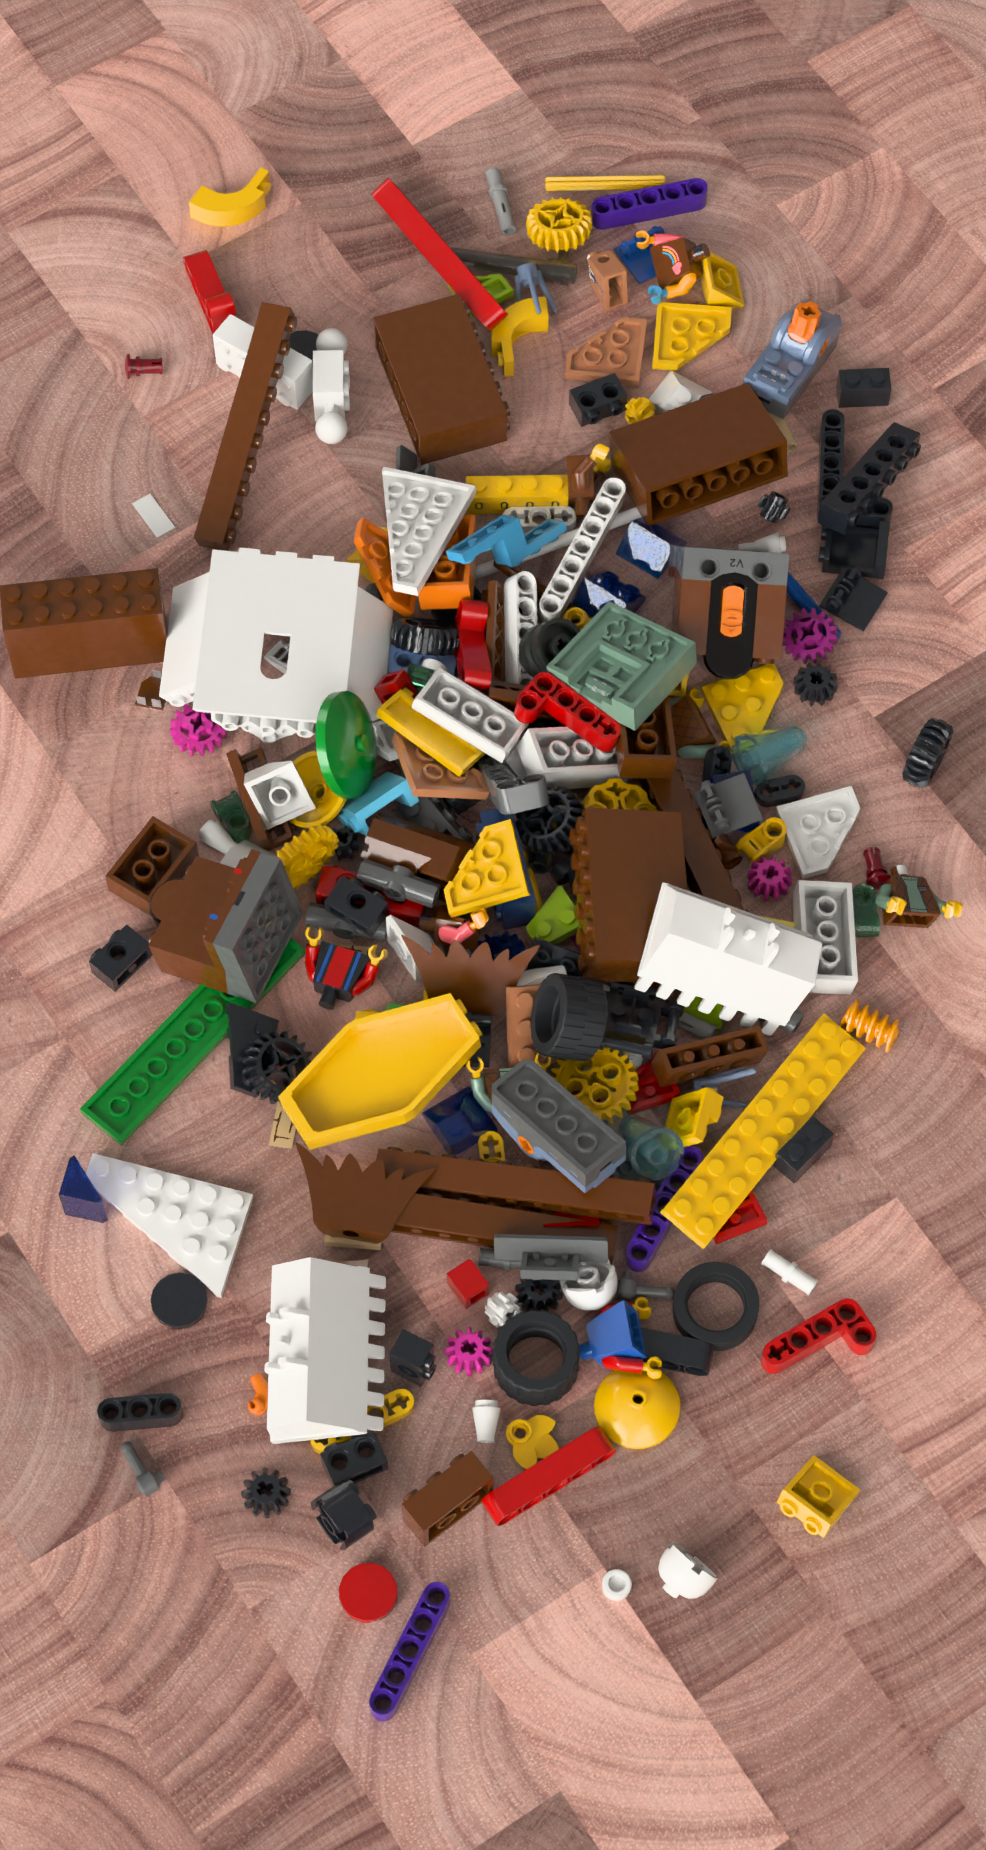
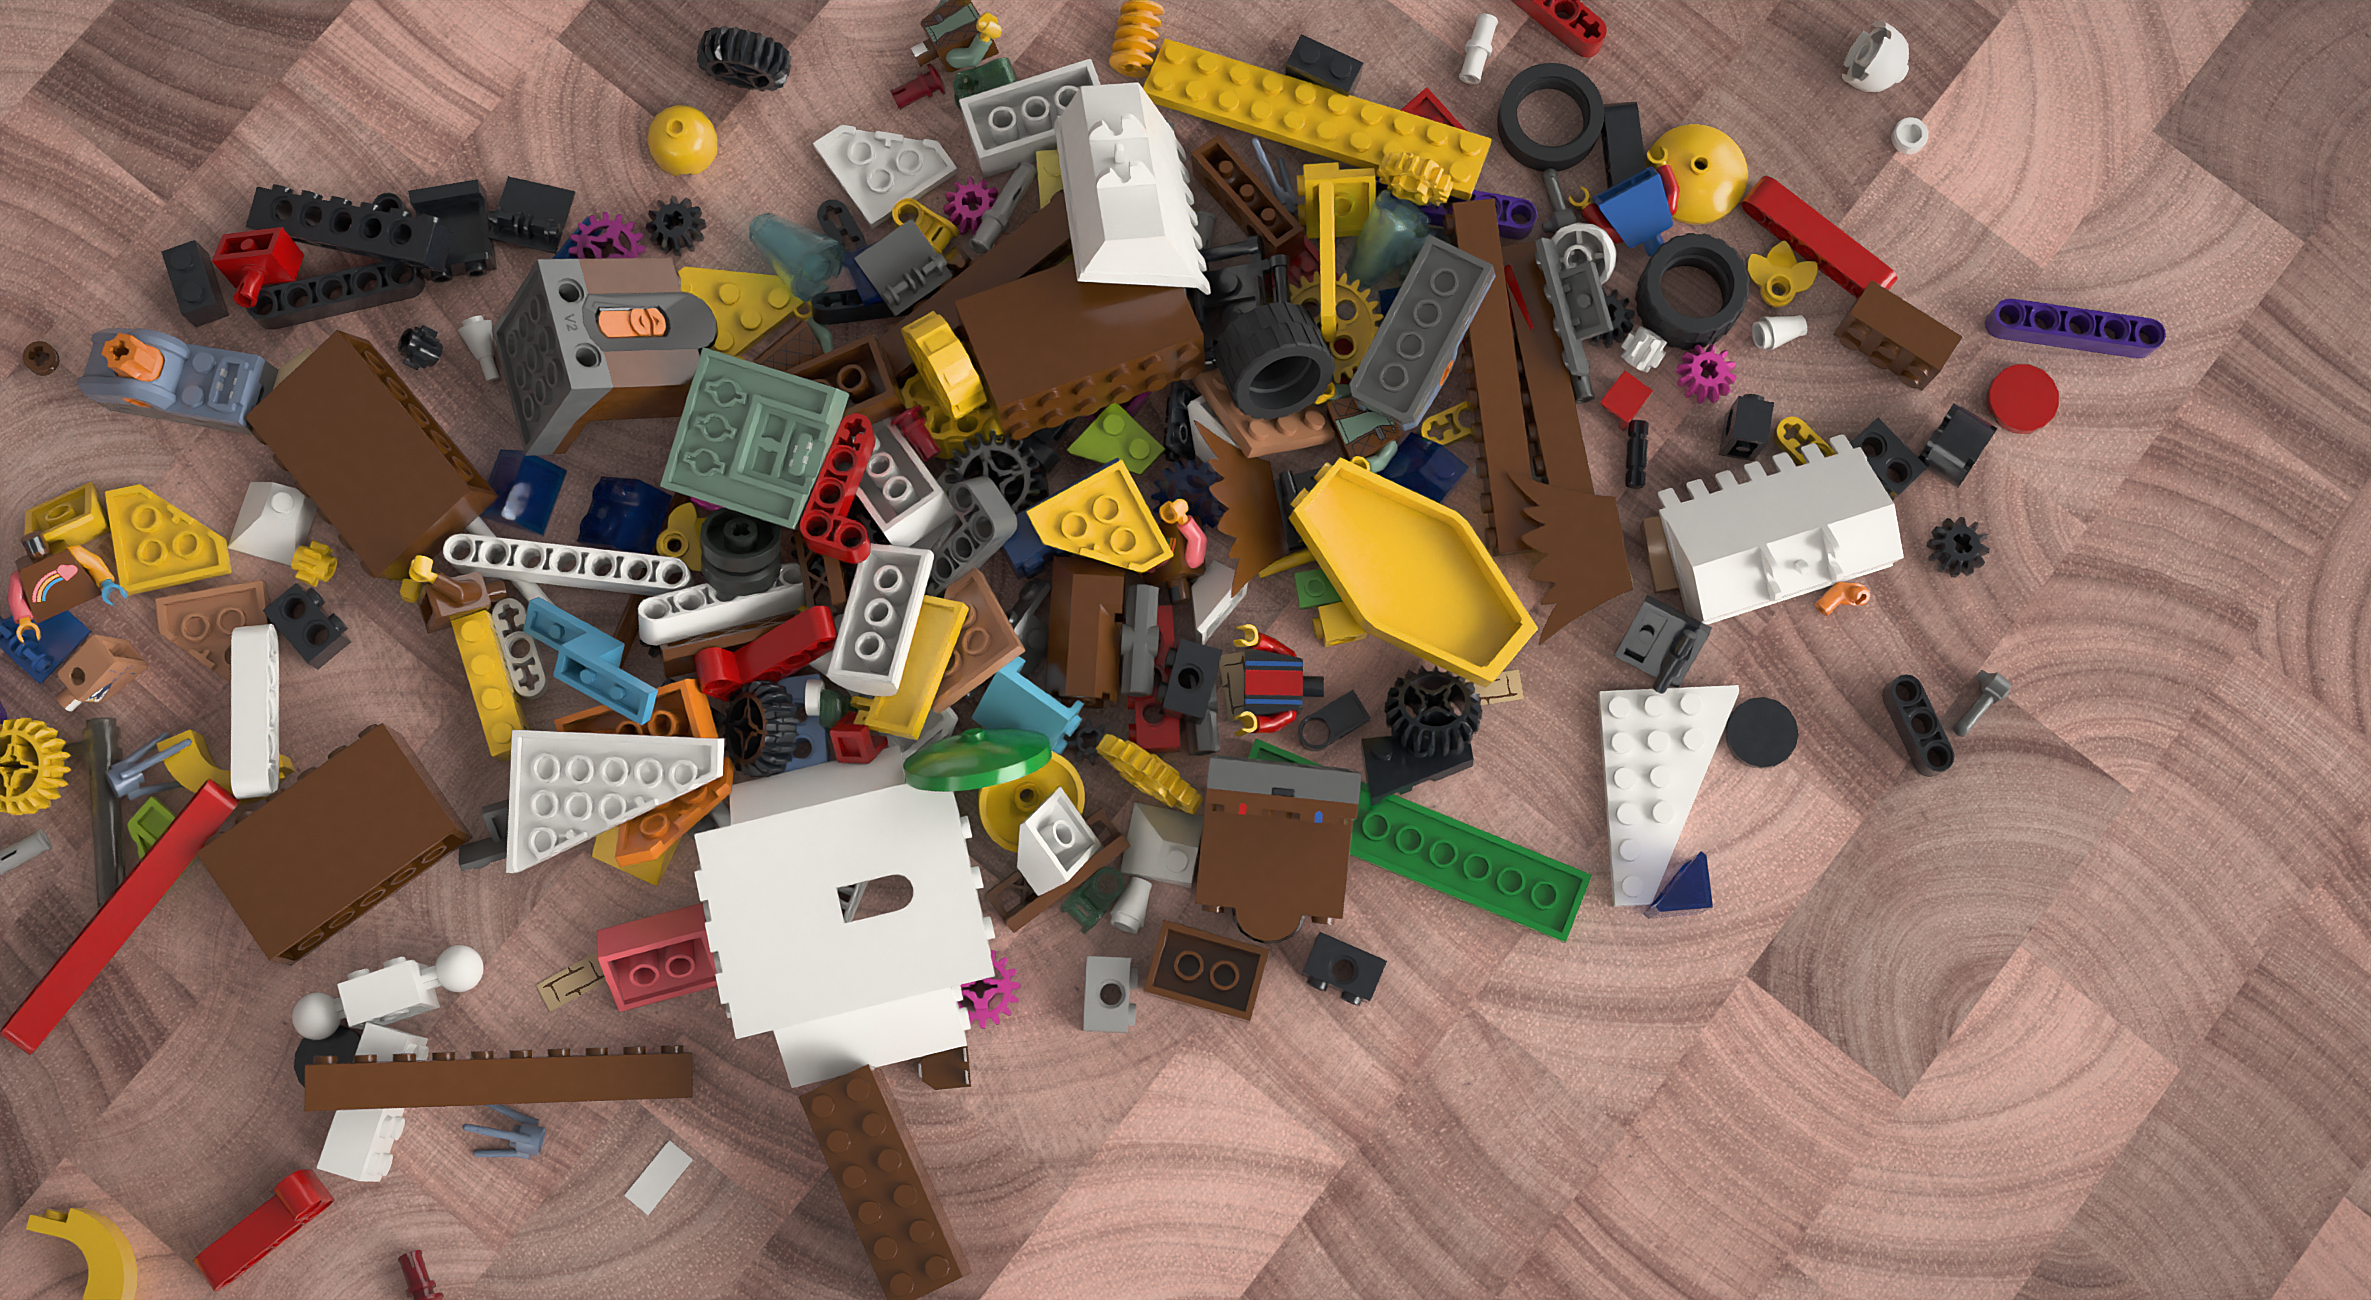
camera: 110 degrees left, 15 degrees up
(154, 793) = (1102, 973): none -> light grey brick
(209, 443) = (525, 1138): none -> sand blue plant
(269, 1243) = (1662, 643): none -> black plate
(298, 531) = (657, 957): none -> coral slope
(300, 1012) = (1340, 717): none -> black piece
(301, 498) = (571, 982): none -> tan sticker
(424, 1283) = (1636, 454): none -> black axle
(545, 351) = (254, 711): none -> white beam
(597, 776) = (917, 433): none -> dark red pin
(634, 1078) = (1327, 261): none -> yellow tile
(639, 790) = (943, 365): none -> yellow connector
(683, 1165) = (1414, 179): none -> yellow gear
(754, 886) = (996, 219): none -> light grey pin
(840, 287) = (49, 366): none -> reddish brown bush
(865, 422) = (257, 260): none -> red brick
(881, 706) = (682, 140): none -> yellow cylinder

